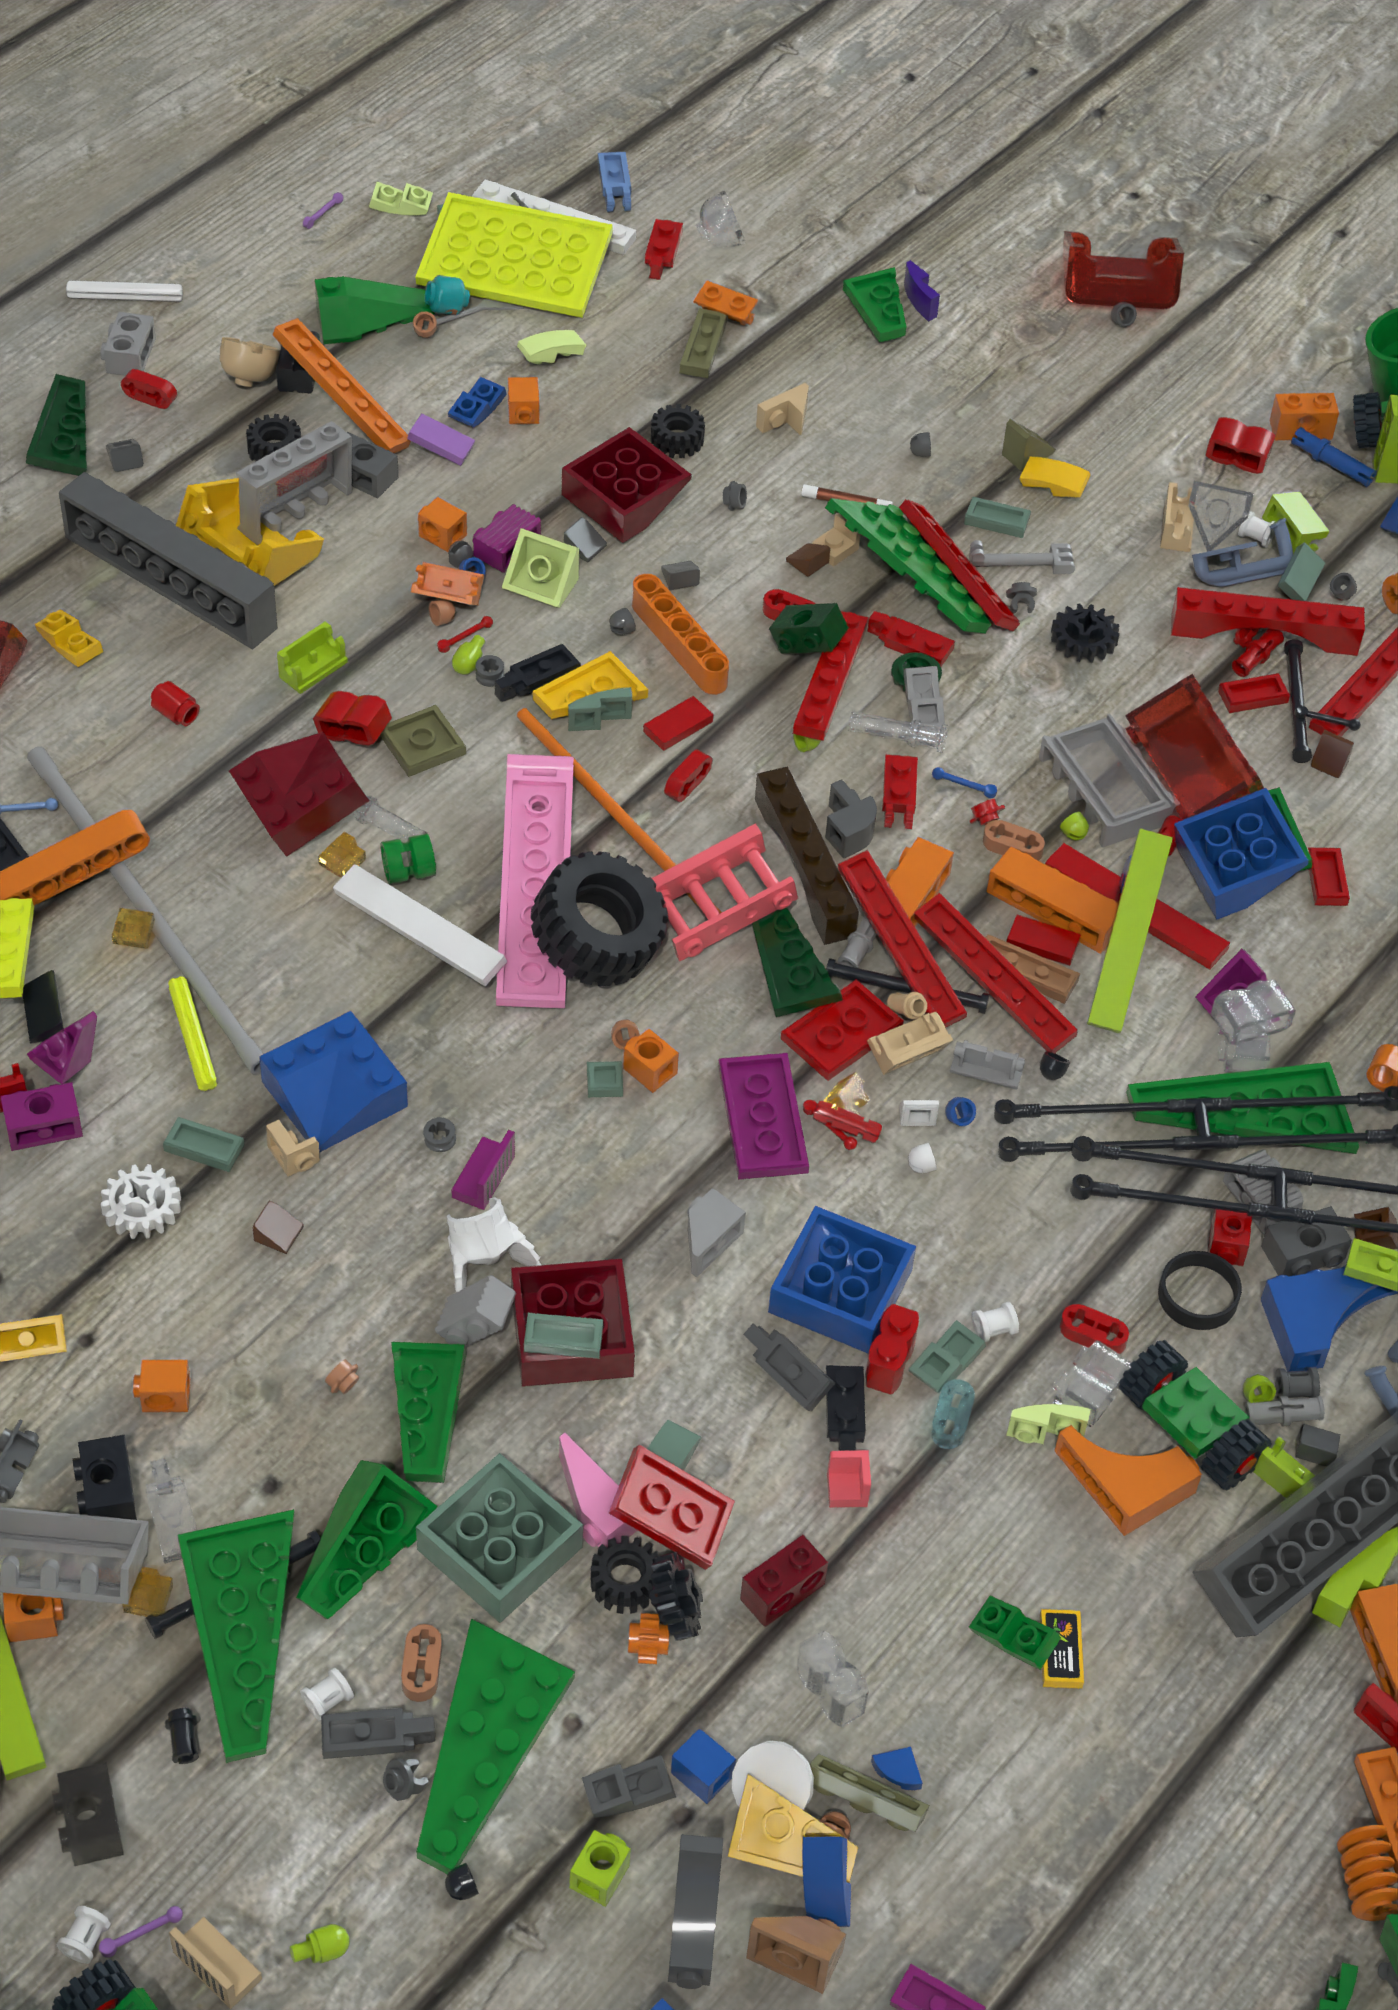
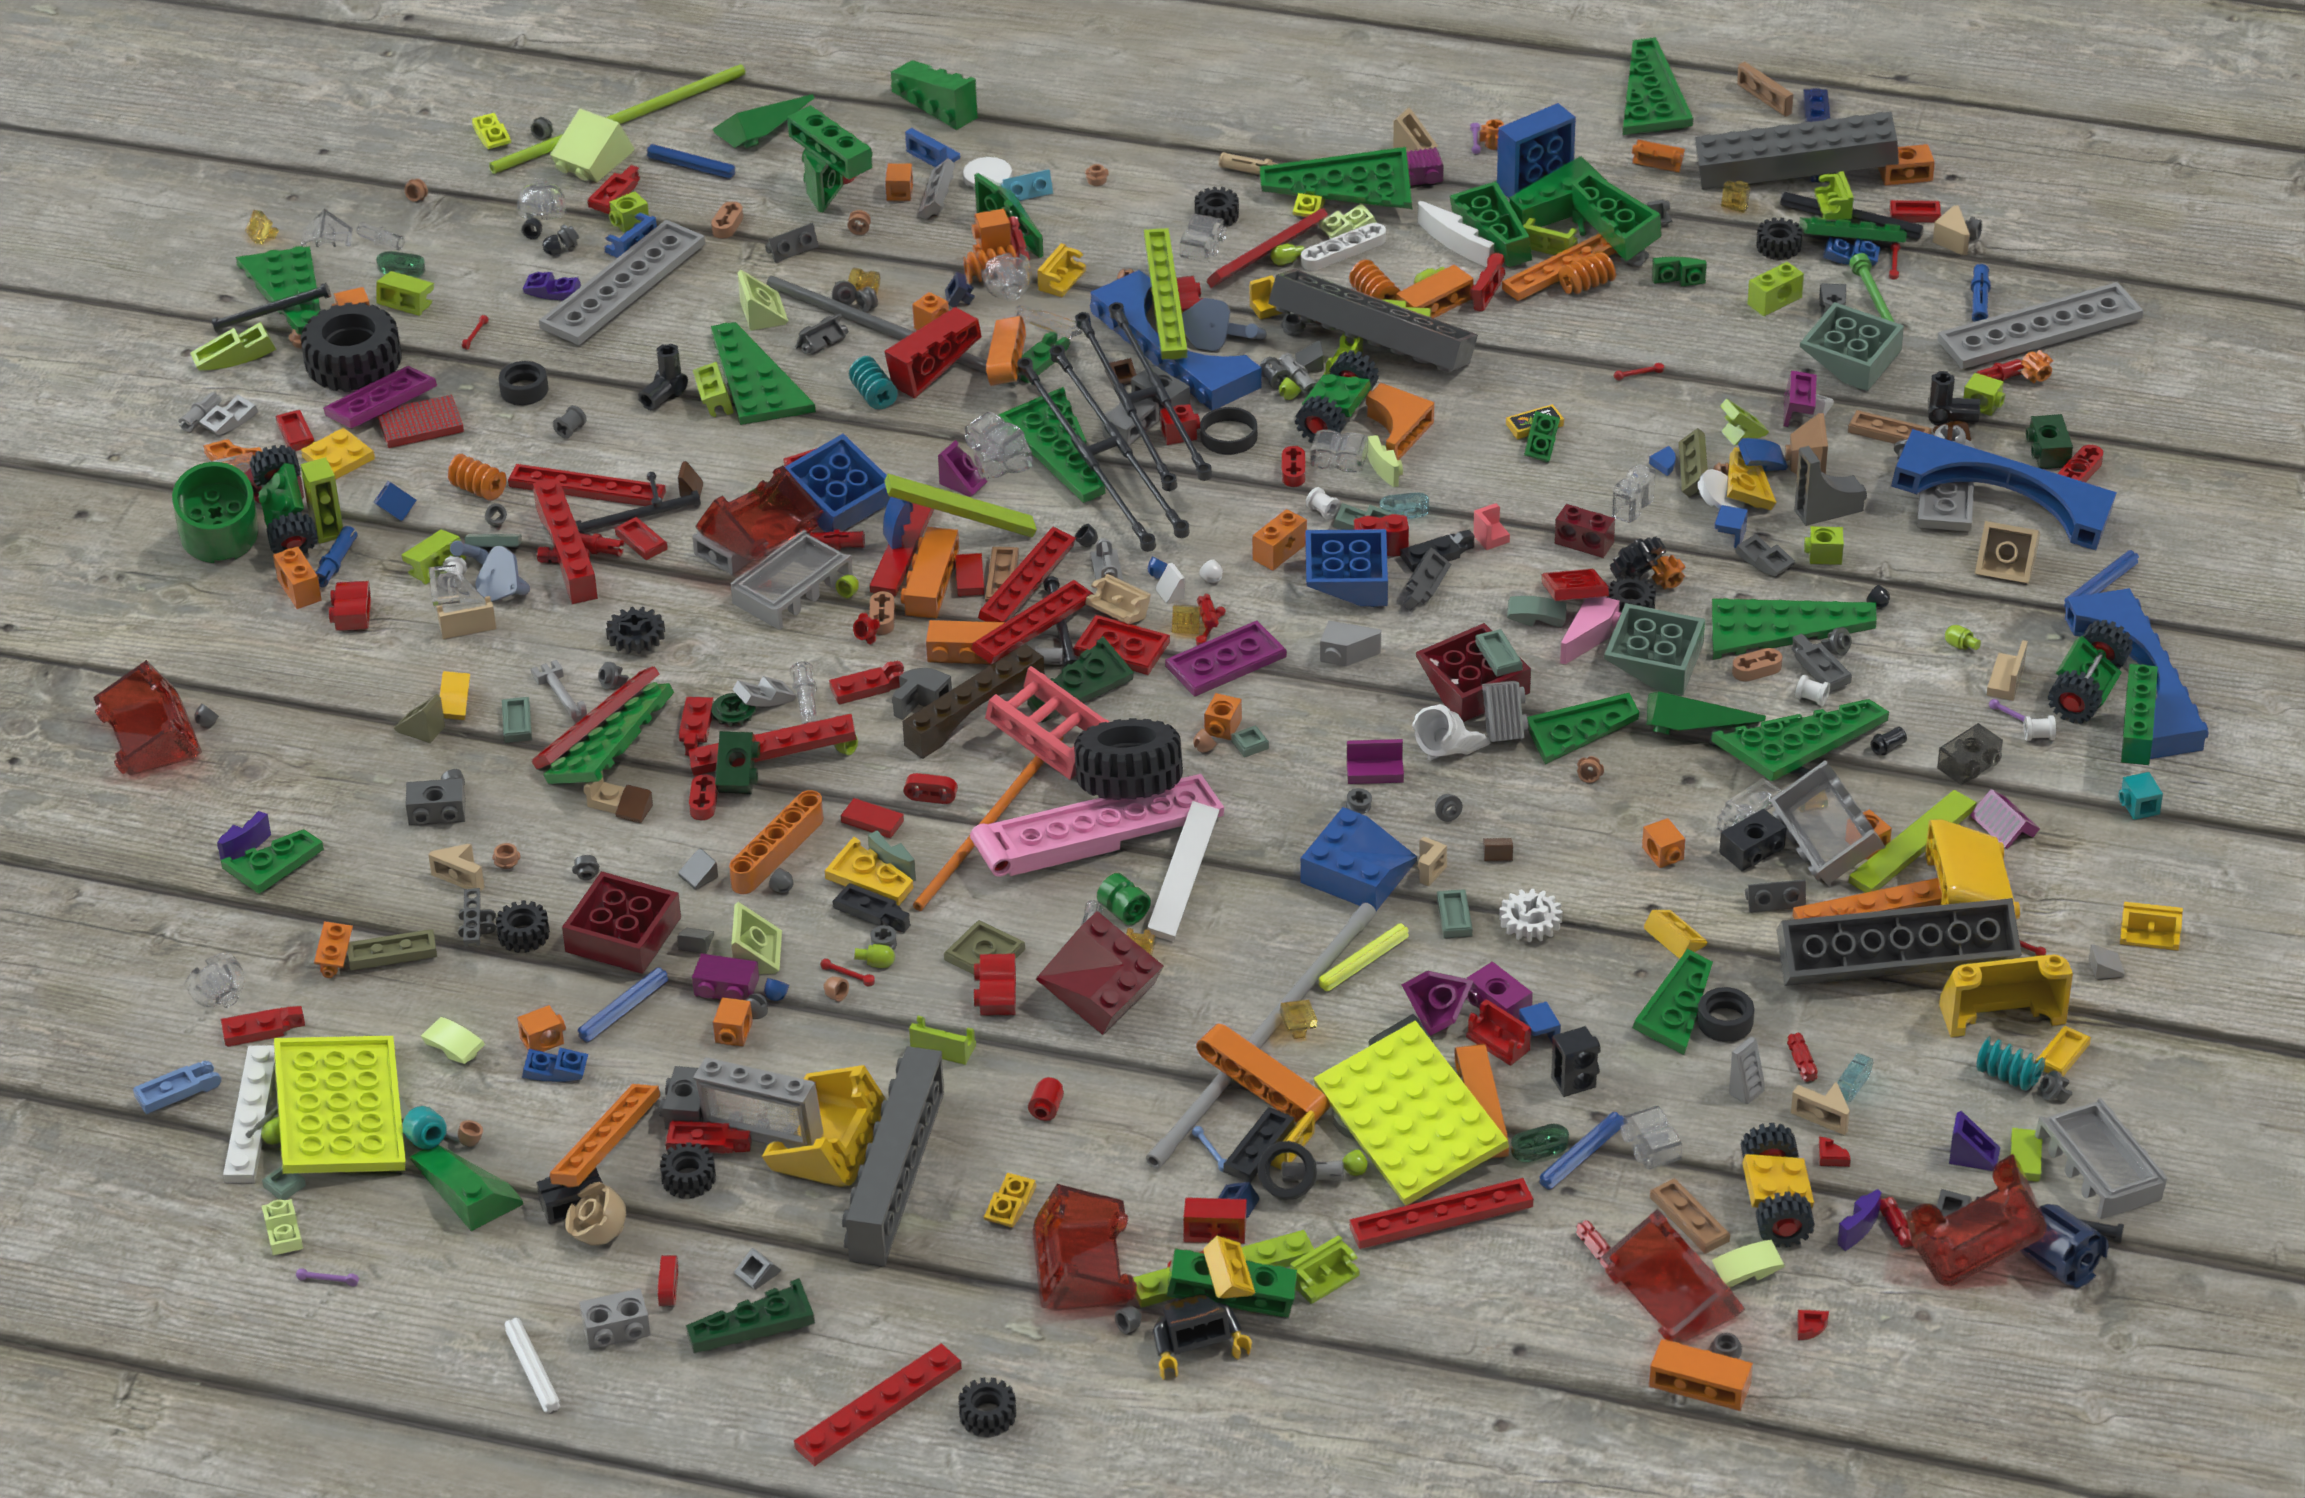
camera: 110 degrees left, 10 degrees down
(367, 1205) = (1443, 803): none -> dark grey plate
(441, 439) = (622, 1064): medium lavender tile -> none
(448, 583) = (809, 987): orange hinge -> none
(527, 468) = (622, 1004): none -> axle
(696, 397) = (475, 916): none -> dark grey piece
(788, 449) = (506, 856): none -> nougat plate
(825, 495) = (545, 808): copper bar -> none
(893, 421) = (435, 801): none -> dark grey brick
(911, 1005) = (1085, 610): tan pin -> none
(922, 1902) = (1741, 423): none -> lime slope
(941, 1241) = (1279, 539): none -> orange brick
(989, 790) = (834, 642): blue hinge -> none
(1120, 1873) = (1658, 367): none -> red hinge

